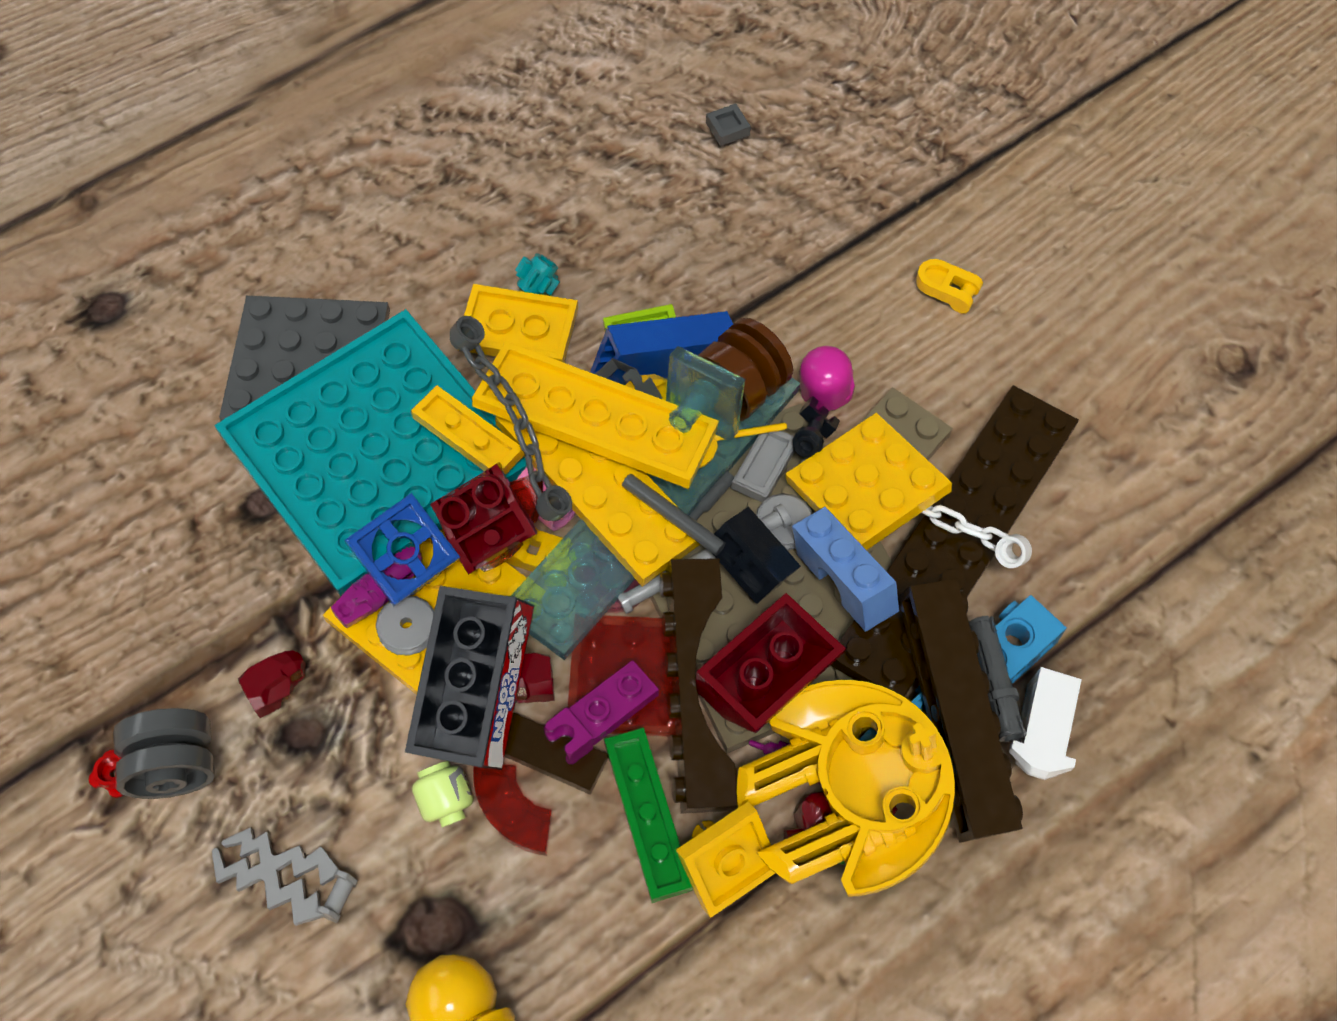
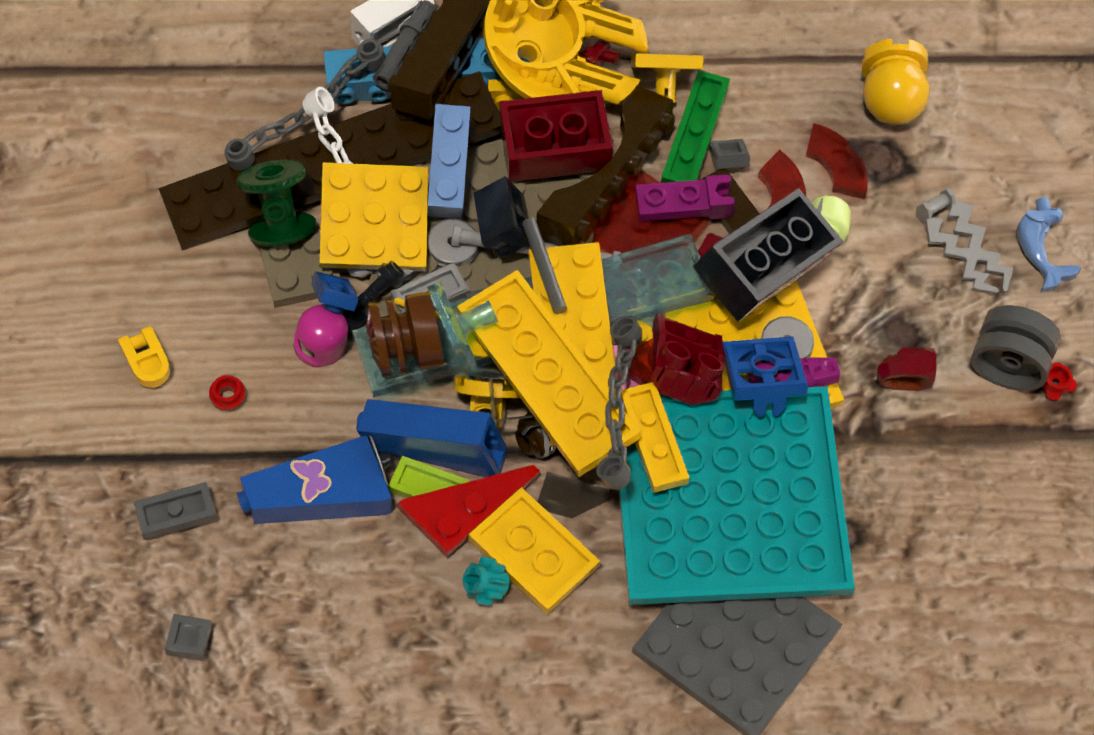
camera: 150 degrees left, 0 degrees up
(212, 933) = (1030, 236): none -> medium blue animal
(474, 891) = (840, 161): none -> clear red tile
(594, 809) = (729, 154): none -> dark grey tile
(598, 306) = (455, 511): none -> red wing
(689, 301) = (383, 458): none -> piece
(723, 268) = (318, 486): none -> blue slope
(816, 194) = (175, 510): none -> dark grey plate
(840, 395) = (334, 292): none -> blue plate
(864, 291) = (223, 384): none -> red plate
(975, 442) = (273, 184): none -> dark green hose
(1034, 479) = (240, 153): none -> dark grey piece

